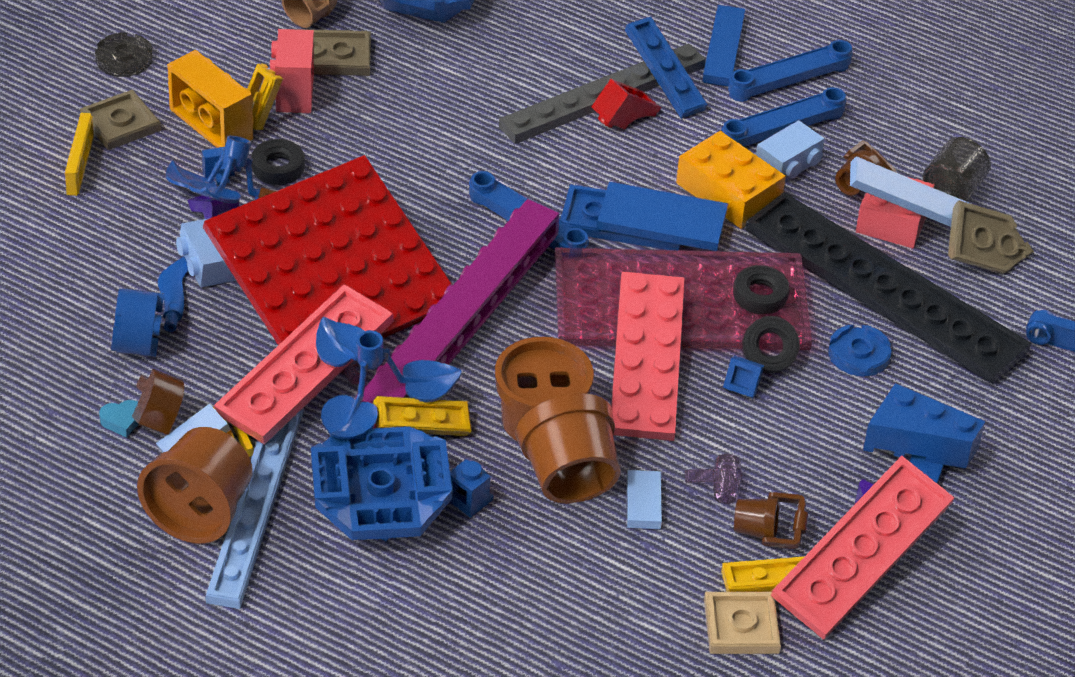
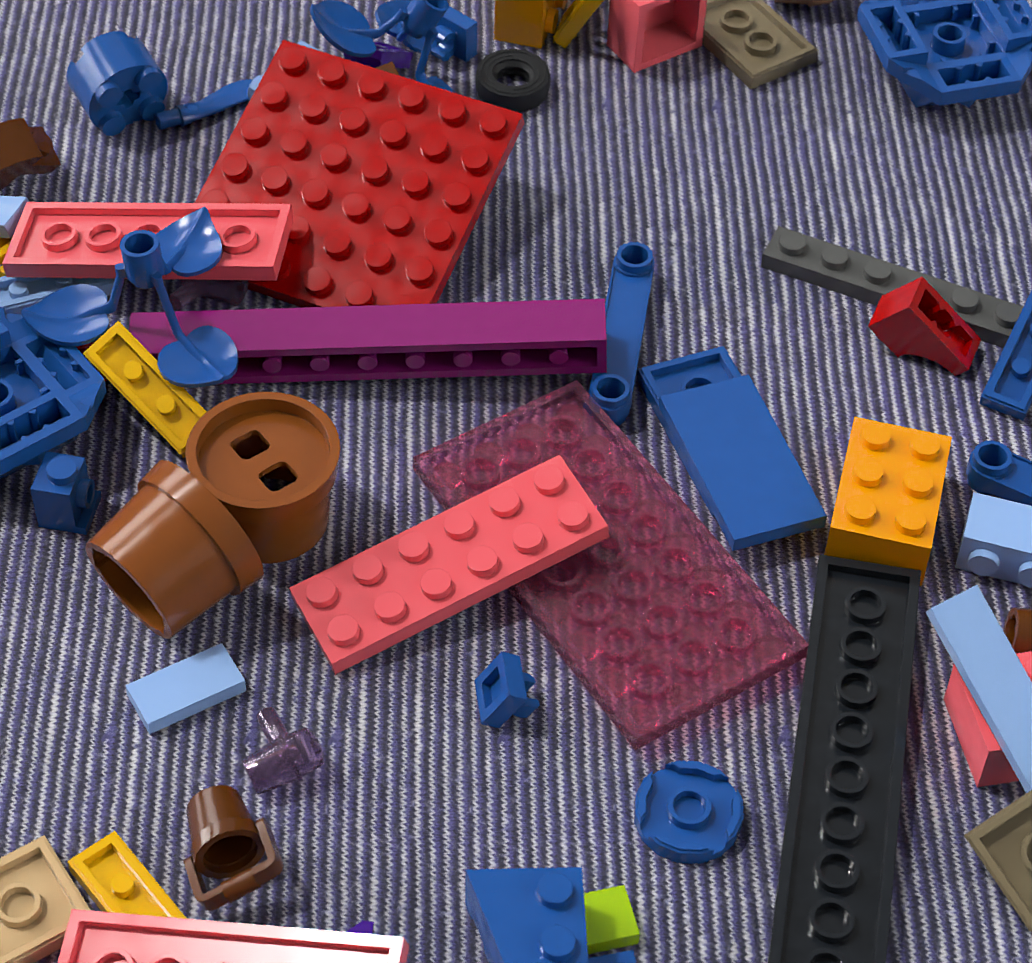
camera: 60 degrees right, 5 degrees up
(761, 303) = (672, 654): black tyre -> none
(774, 325) = (609, 704): black tyre -> none

